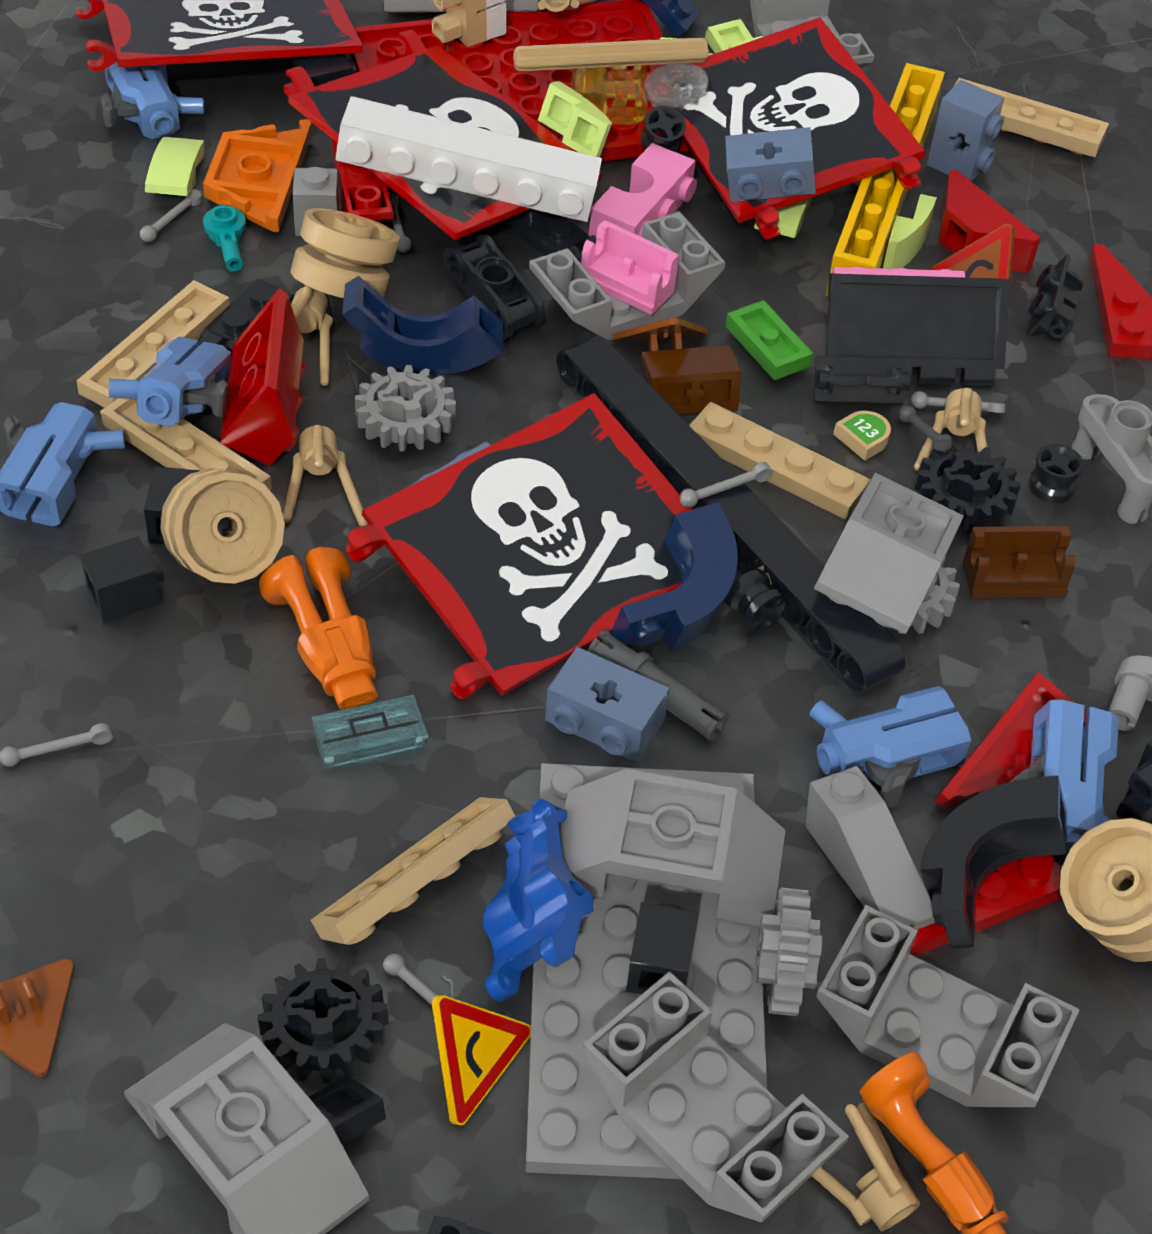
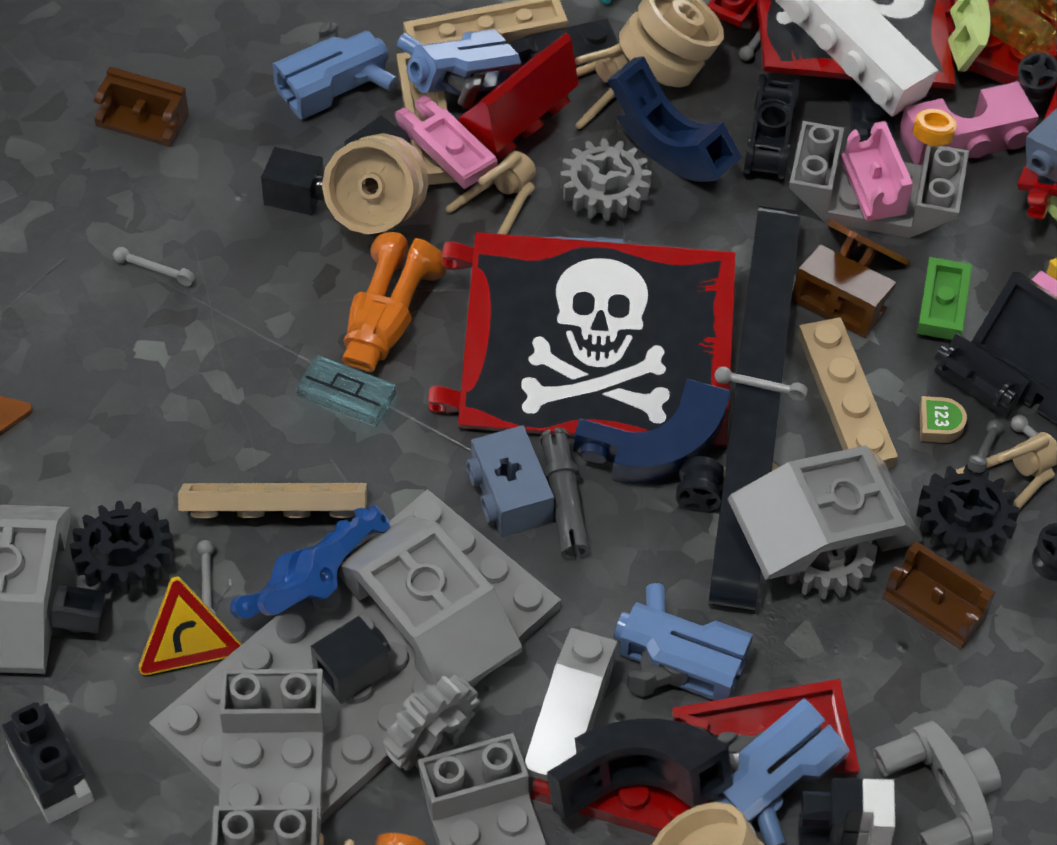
camera: 45 degrees right, 5 degrees up
(250, 452) = (447, 142): none -> bright pink hinge
(636, 207) = (934, 127): none -> light orange tile

